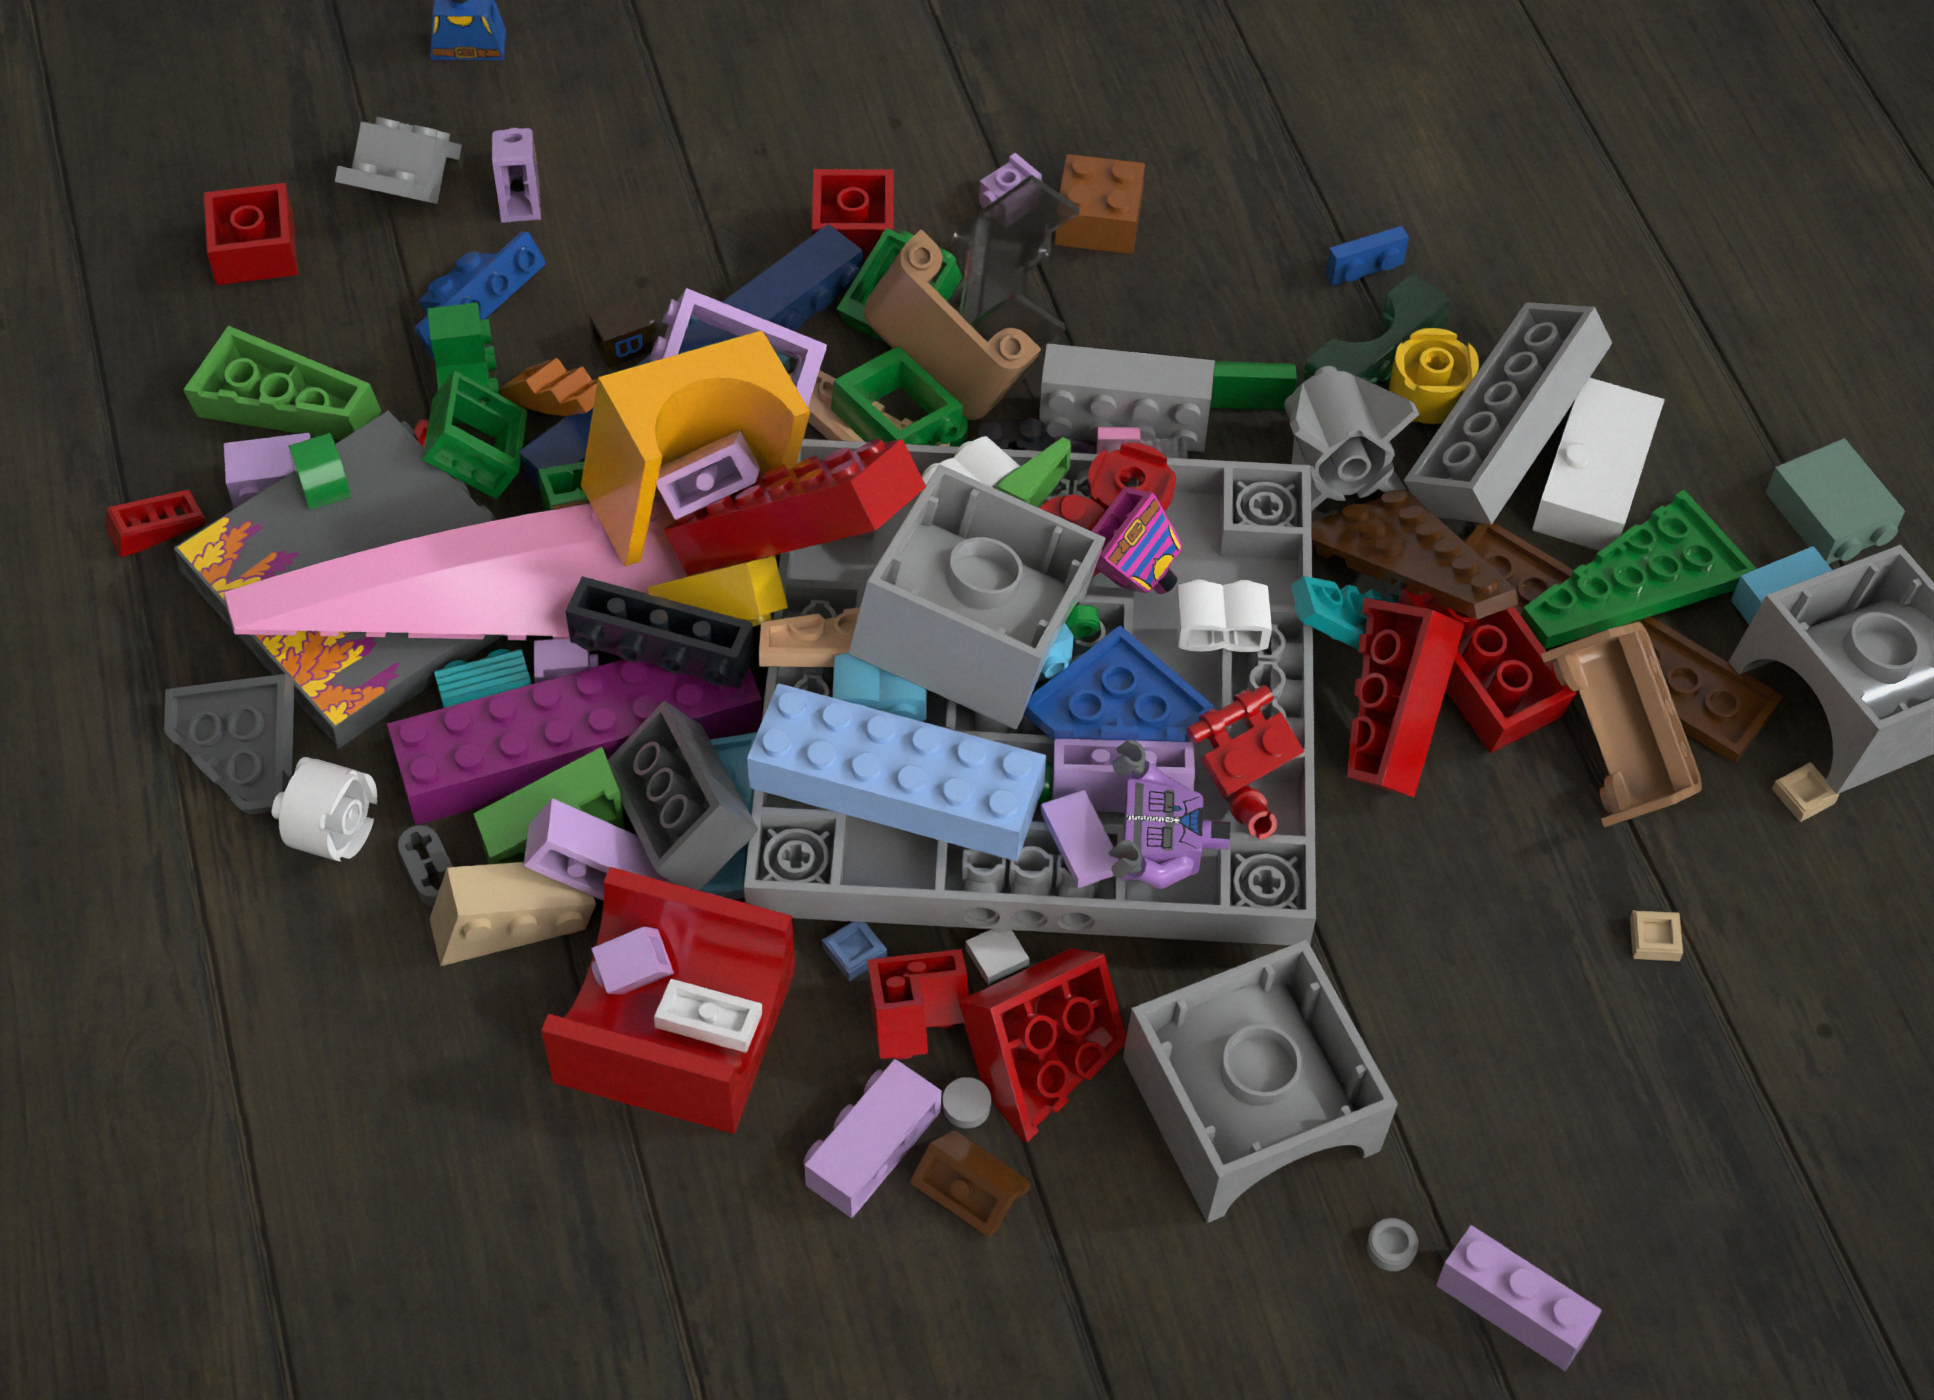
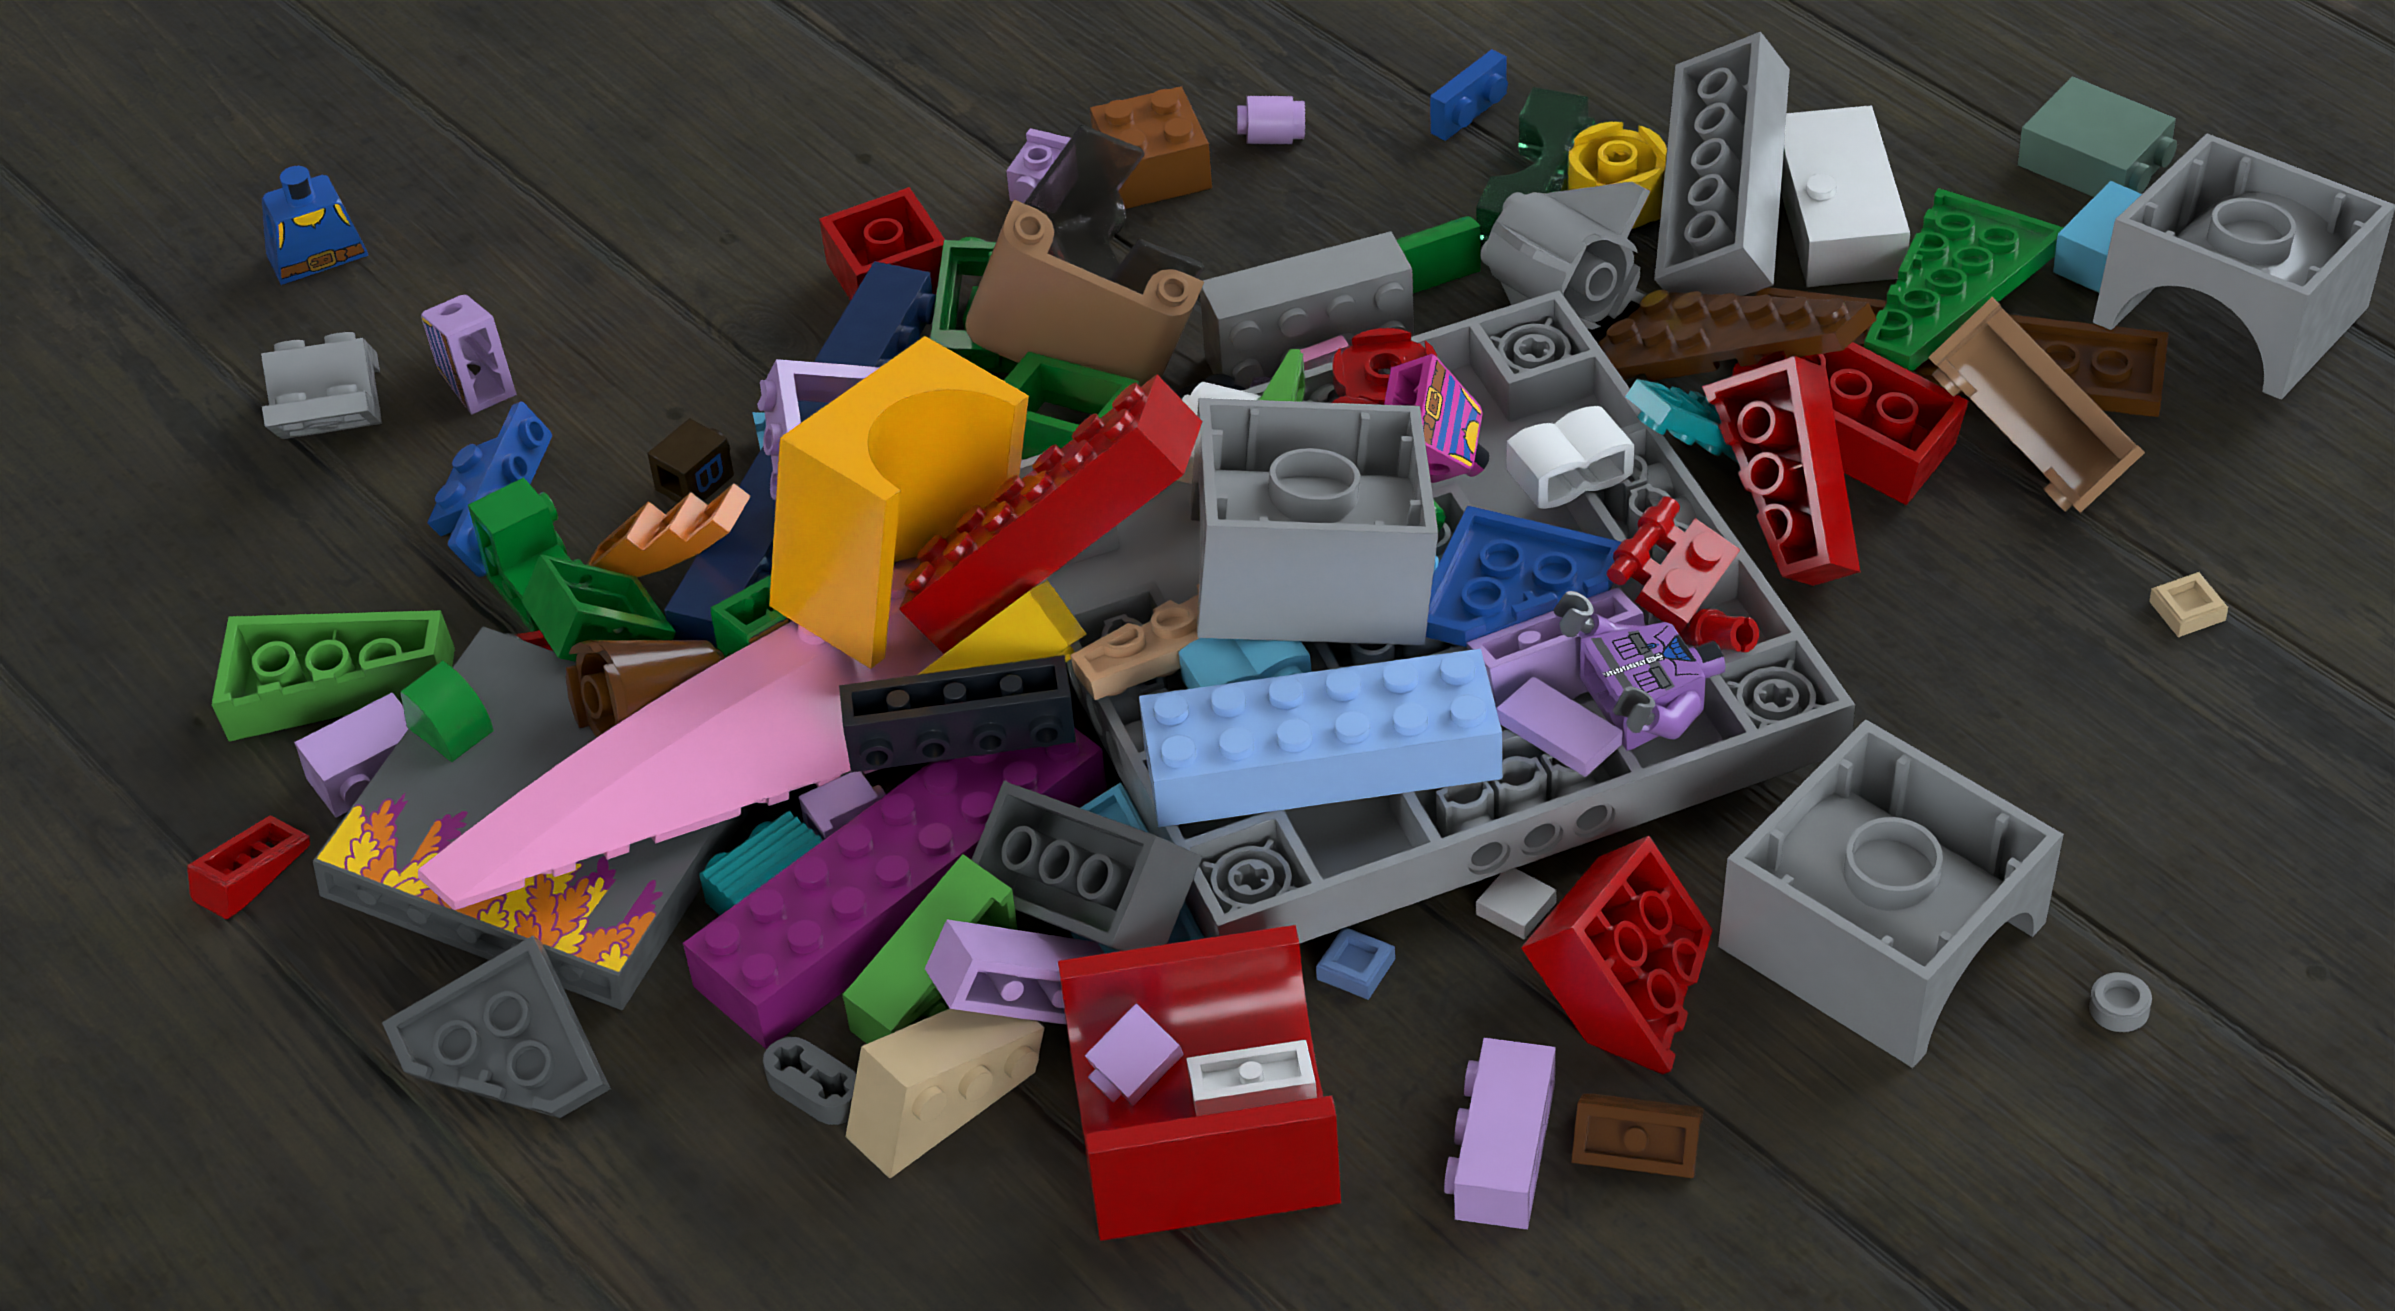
camera: 20 degrees left, 10 degrees down
(250, 233) = (186, 523): red brick -> none
(325, 809) = (661, 1062): white brick -> none
(453, 500) = (625, 675): none -> reddish brown cone
(707, 474) = (935, 519): lavender brick -> none
(914, 995) = (1465, 972): red brick -> none
(966, 1102) = (1581, 1059): light grey tile -> none
(1205, 216) = (1271, 119): none -> lavender brick
(1518, 1297) = (2287, 989): lavender brick -> none
(1805, 792) = (2245, 415): tan tile -> none

